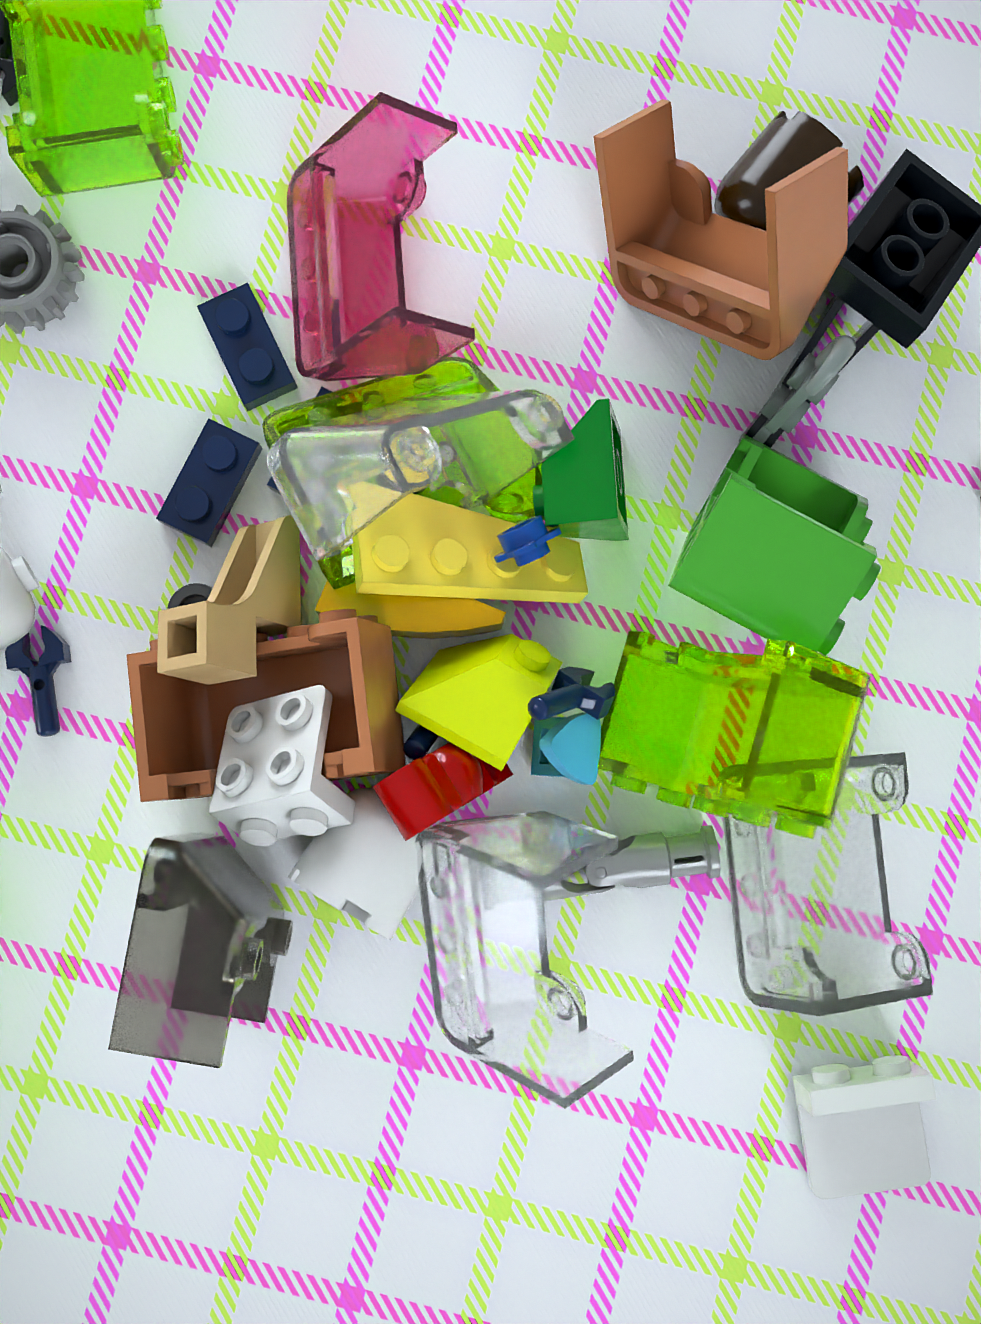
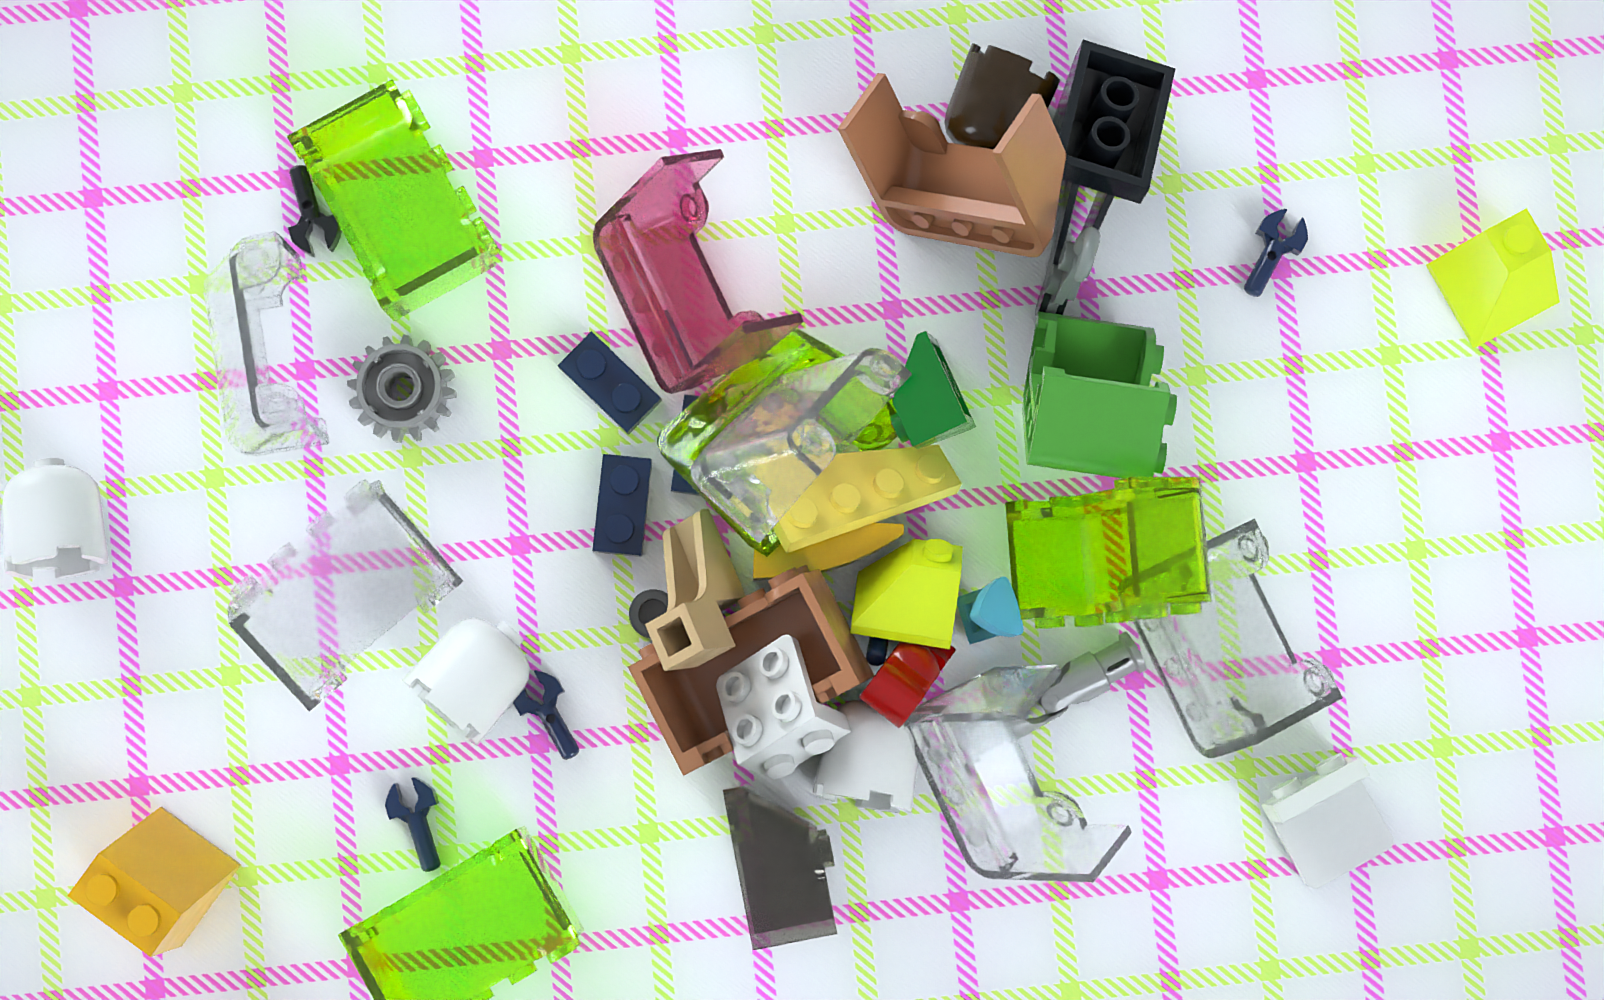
camera: 25 degrees left, 0 degrees up
(526, 541) = (901, 464): blue plate -> none
(573, 691) = (980, 567): dark blue bar -> none

